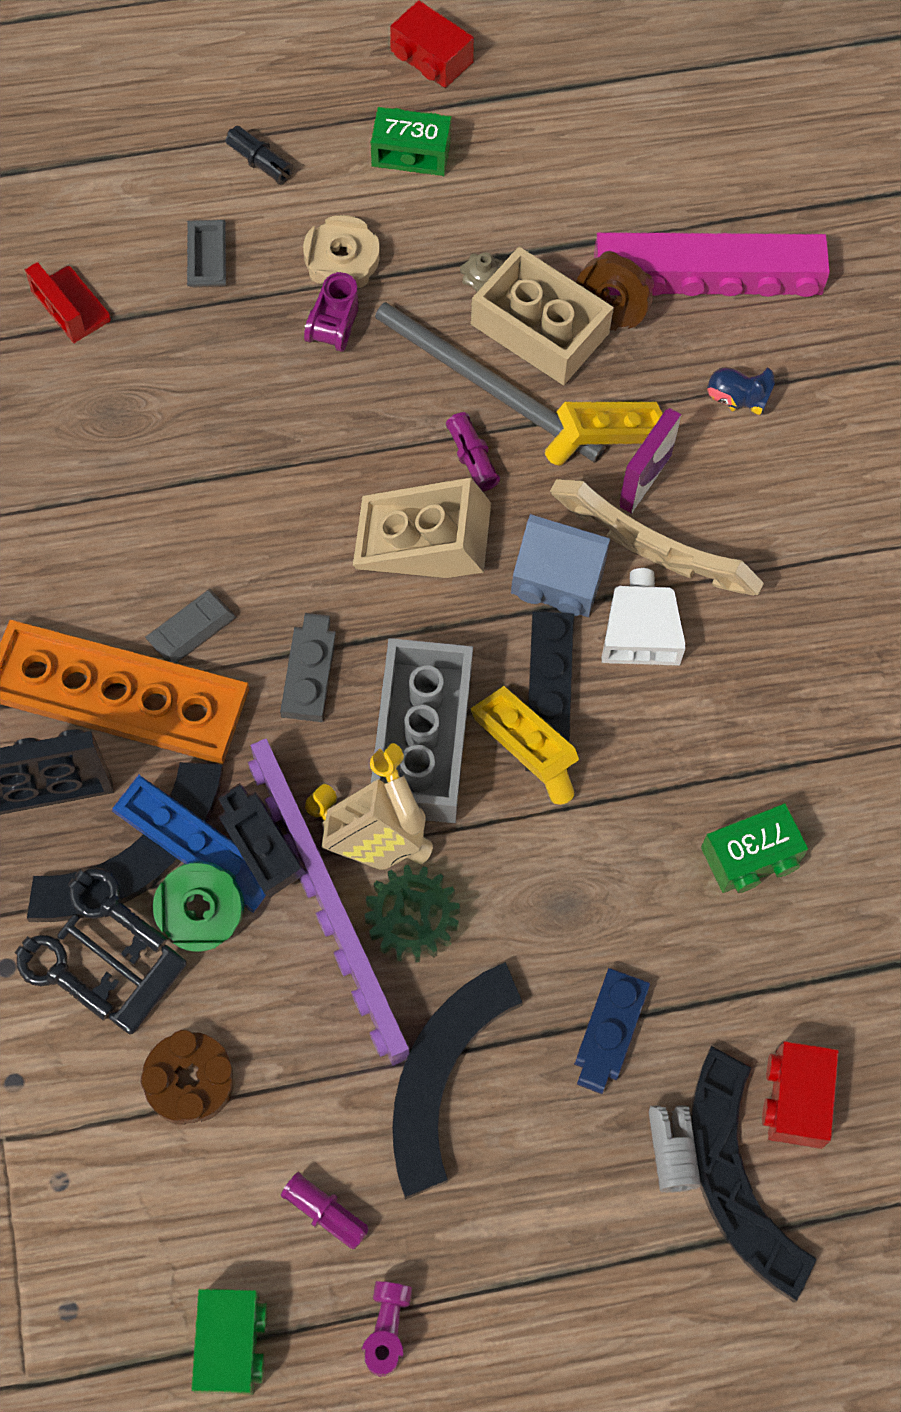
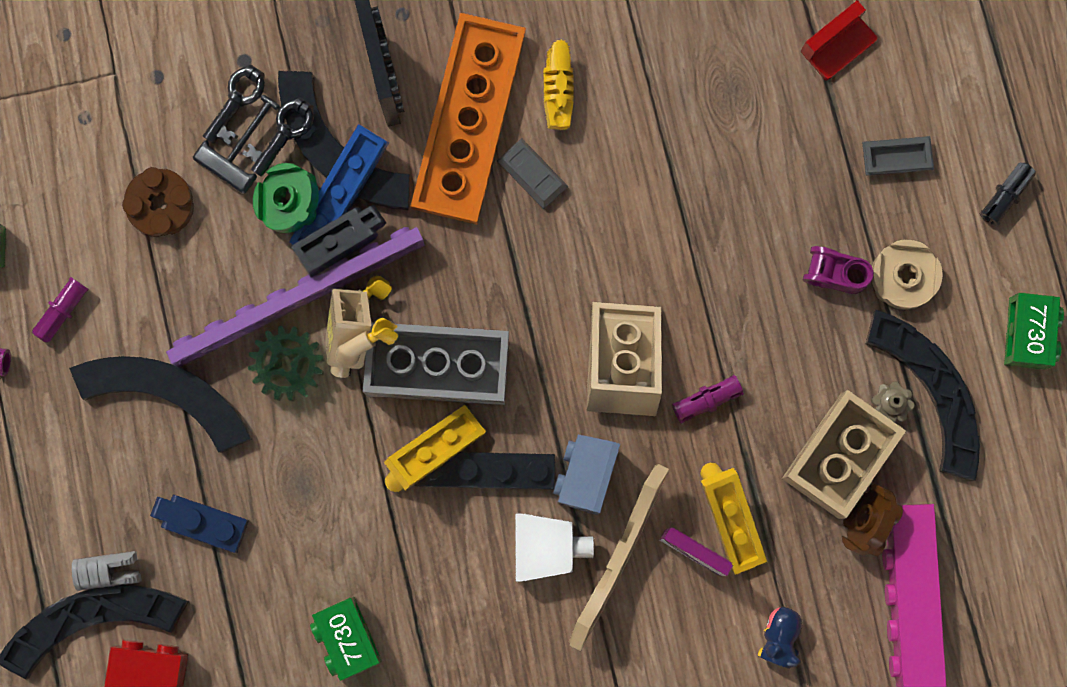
camera: 90 degrees right, 15 degrees up
(83, 588) = (558, 86): none -> yellow hinge
(309, 669) = (498, 272): dark grey hinge -> none
(464, 229) = (943, 385): none -> black tile
(479, 375) = (792, 394): dark grey piece -> none

